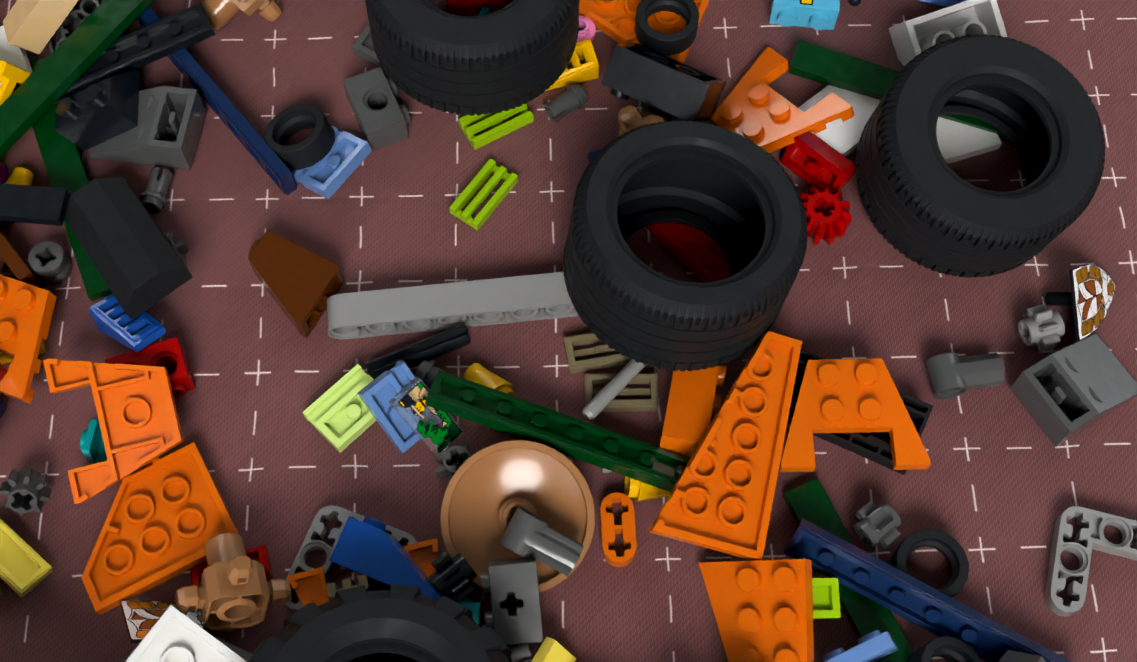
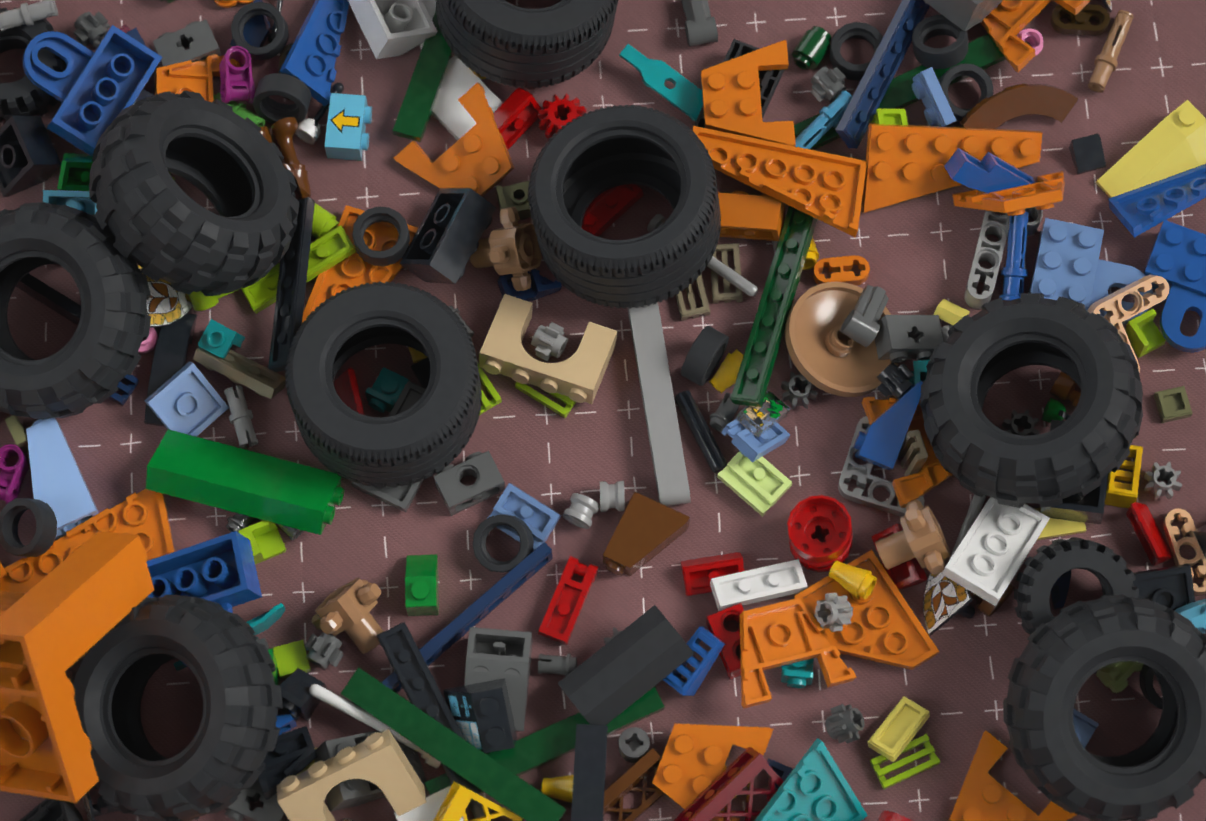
camera: 90 degrees left, 5 degrees up
(154, 478) = (833, 612): none -> light grey gear
(194, 509) = (853, 579): none -> yellow cone
(213, 403) = (758, 584): none -> white plate
(228, 203) = (568, 601): none -> red plate
(243, 359) = (699, 572): none -> red slope
(256, 452) = (824, 517): none -> red wheel
(265, 61) = (421, 585): none -> green slope
(330, 217) = (581, 510): none -> light grey wheel
(345, 249) = (612, 496): none -> light grey wheel
(504, 351) = (704, 355): none -> black tyre
(525, 143) = (574, 377): none -> tan arch
(537, 191) = (549, 341): none -> light grey gear
(816, 508) = (828, 118): none -> dark azure pin
(879, 316) = (655, 73): none -> teal piece
(929, 508) = (811, 48): none -> dark green brick

